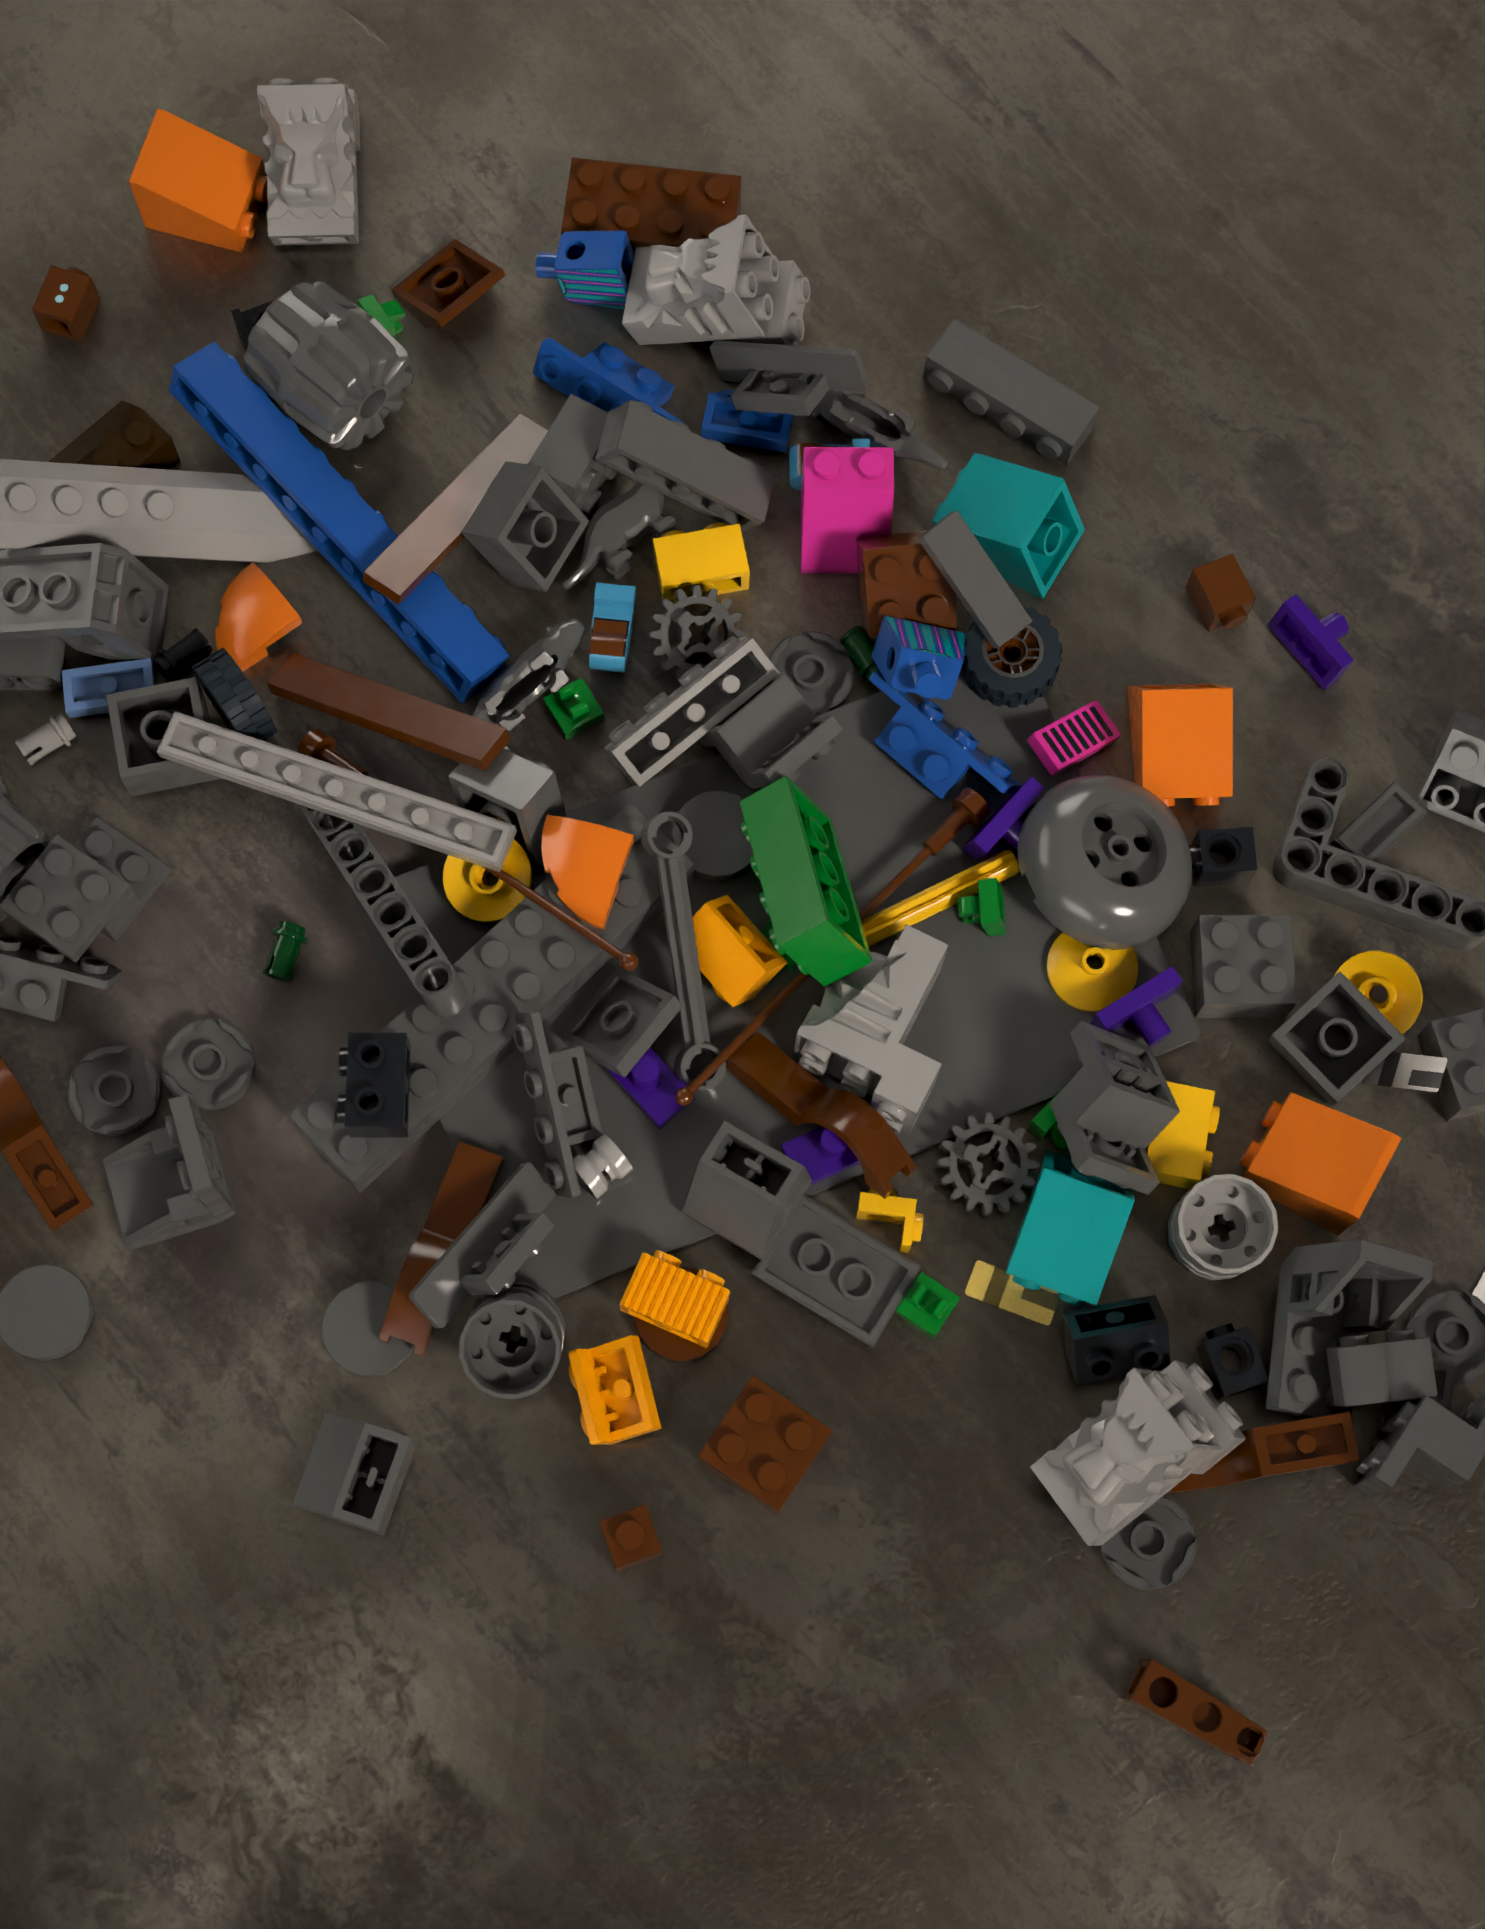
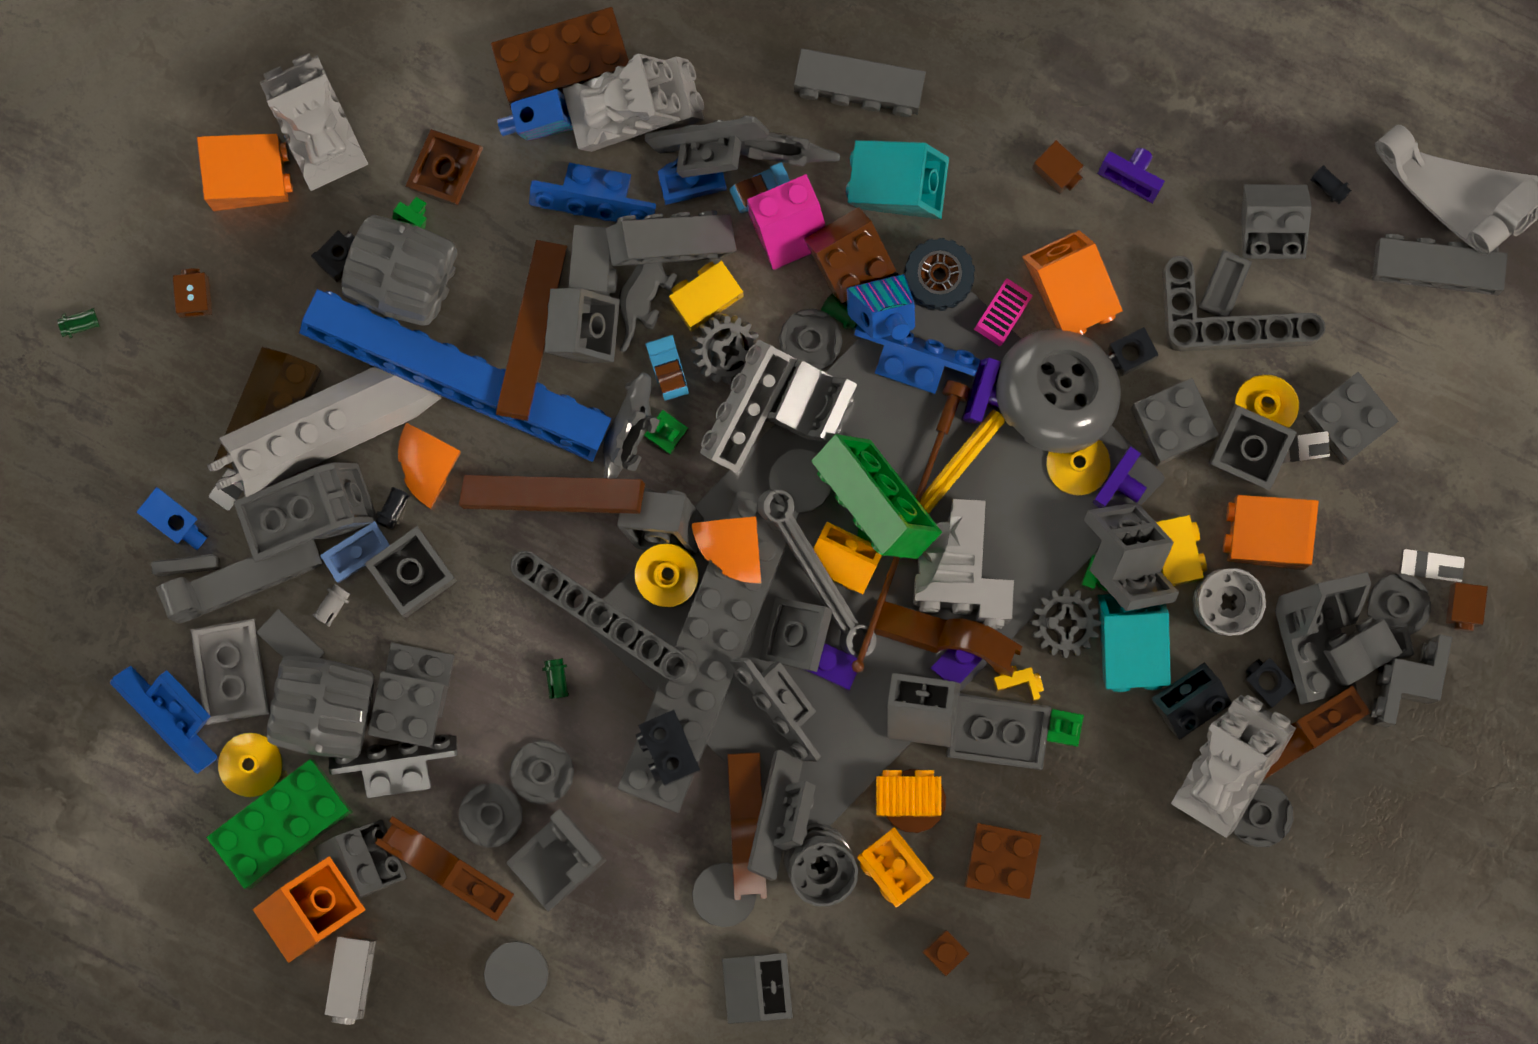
camera: 20 degrees left, 10 degrees up
(233, 696) = (447, 528): black wheel -> none
(322, 747) = (514, 535): reddish brown piece -> none
(337, 791) = (547, 565): light grey tile -> none
(601, 1166) = (824, 732): light grey wheel -> none
(975, 579) = (897, 241): dark grey tile -> none
(985, 908) = (996, 455): green tile -> none
(998, 1289) = (1099, 698): clear yellow sticker -> none
(1195, 1712) = (1330, 907): reddish brown leg -> none

